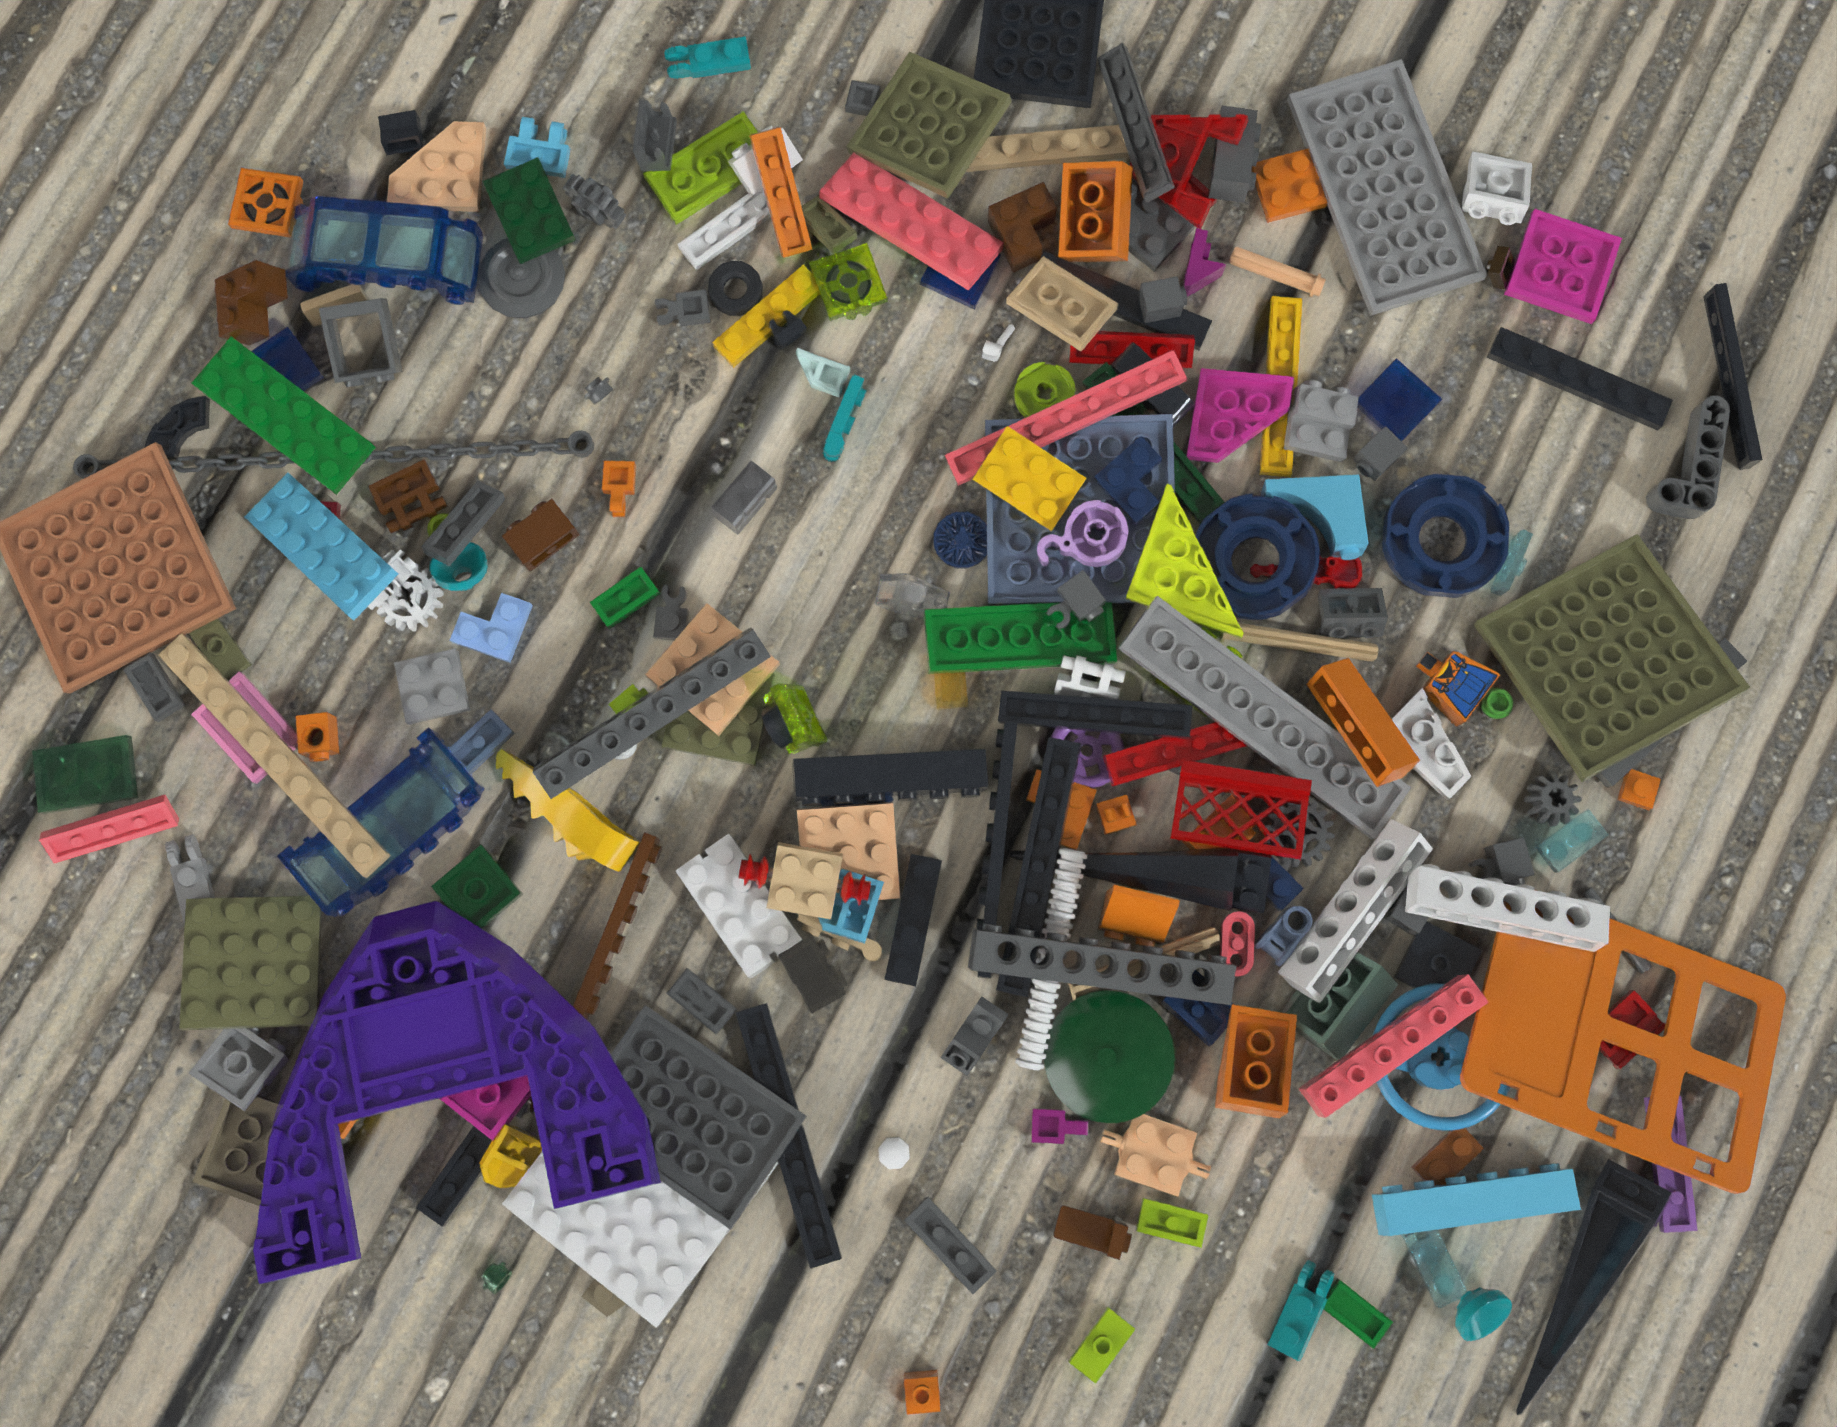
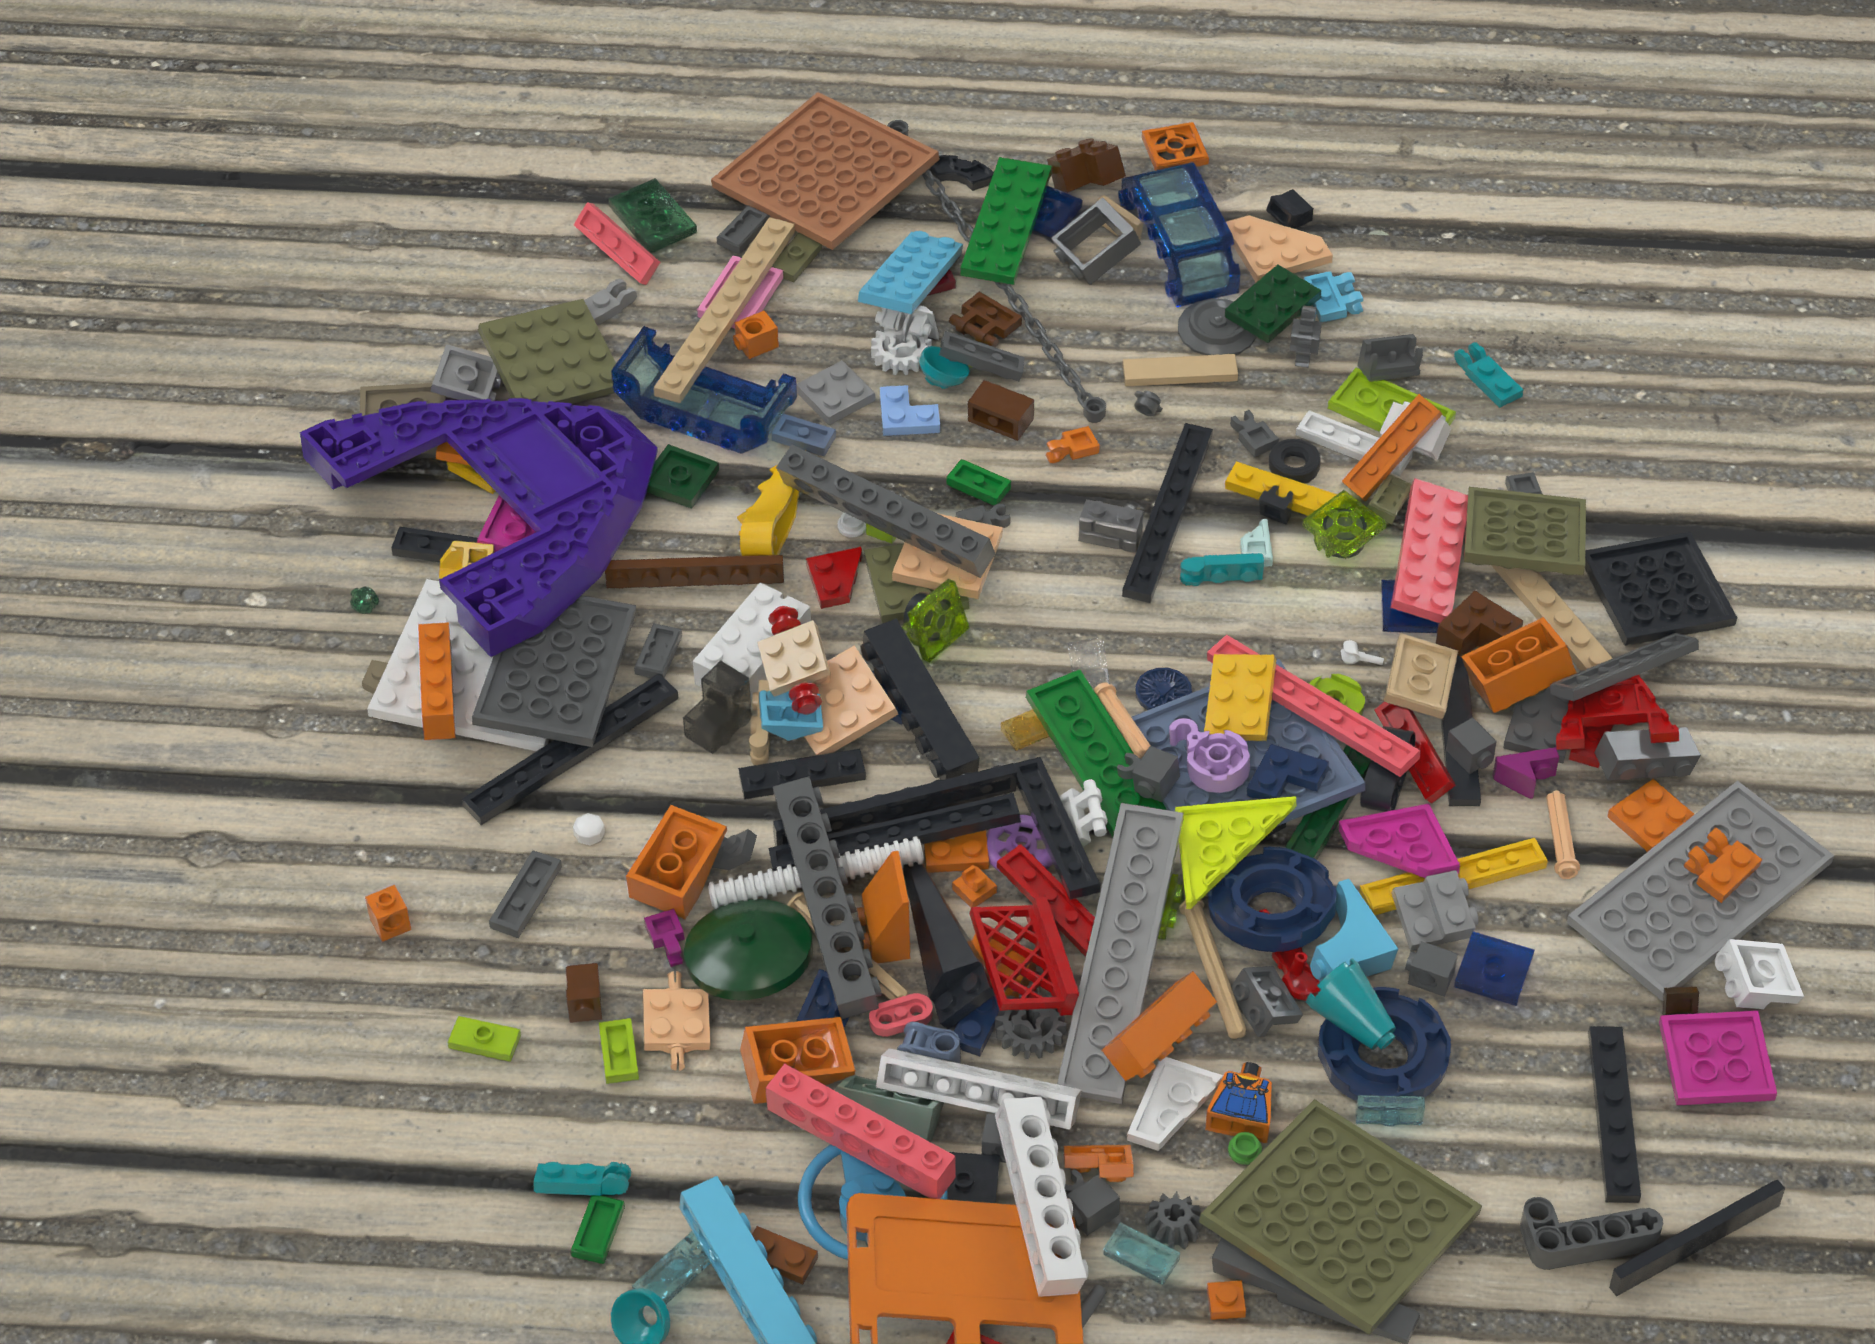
camera: 65 degrees right, 30 degrees down
(564, 339) = (1180, 370): none -> tan tile
(666, 1249) = (436, 681): none -> orange brick
(678, 788) = (834, 576): none -> red wing
(746, 435) = (1167, 513): none -> black plate
(985, 1086) = (676, 861): none -> orange slope
(995, 596) = (1122, 719): none -> light nougat axle
(1388, 154) = (1730, 869): none -> orange plate
(1417, 546) = (1353, 1006): none -> teal cone
(1467, 826) = (1113, 1161): none -> orange plate

